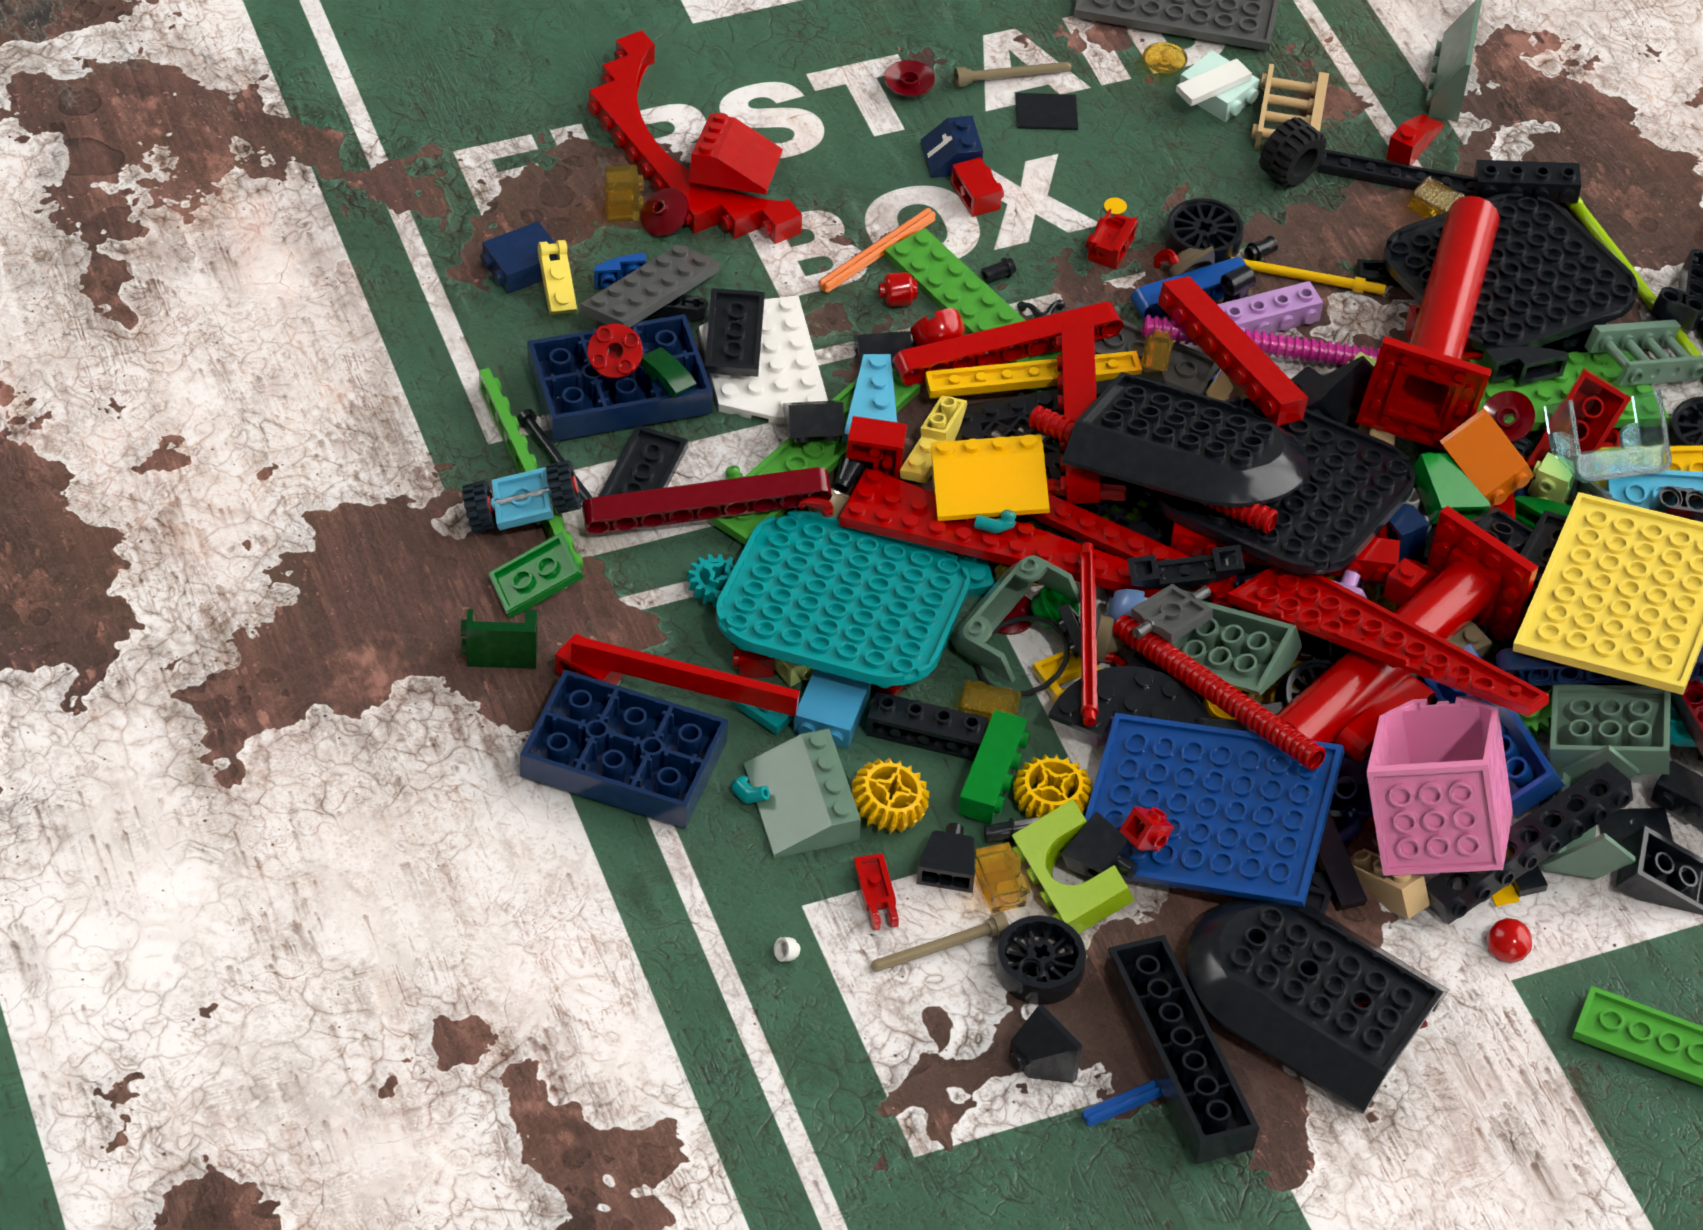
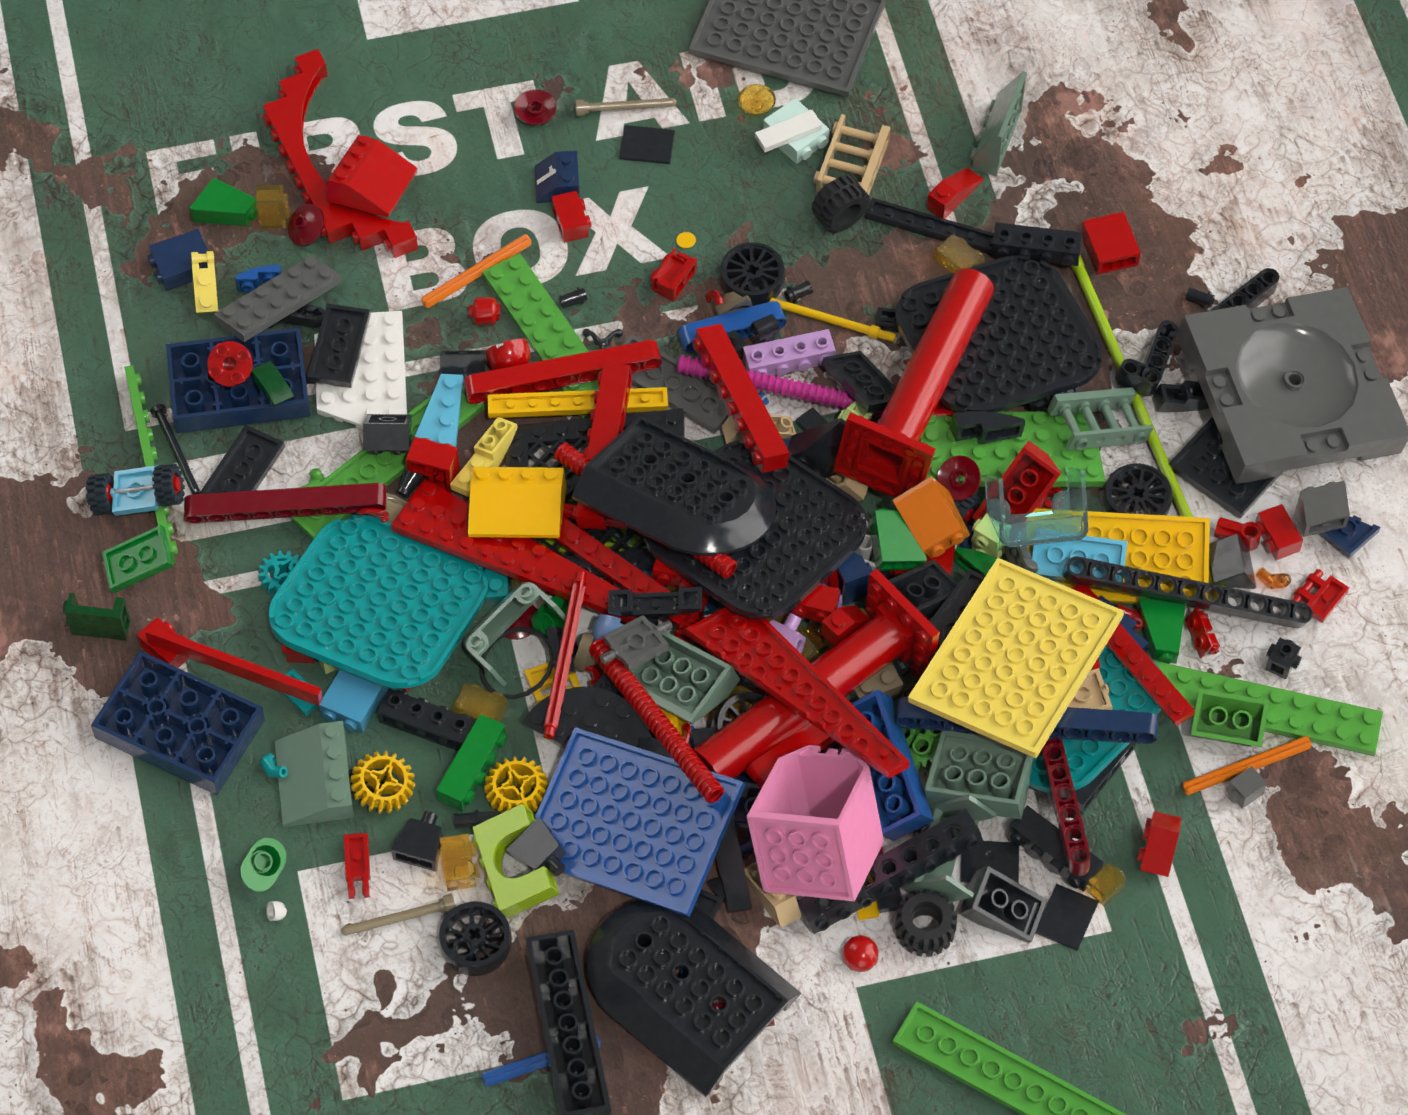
camera: 10 degrees right, 10 degrees up
(562, 198) = (223, 205): none -> green slope
(763, 894) = (263, 864): none -> piece
(998, 525) = (516, 546): teal arm -> none
(1045, 1049) = (458, 1020): black slope -> none
(1147, 828) = (575, 837): red brick -> none
(1158, 350) = (681, 392): clear yellow brick -> none
(1355, 327) = (860, 379): none -> black plate
(1587, 881) = (926, 905): none -> black tyre
(1610, 178) = (1110, 243): none -> red brick

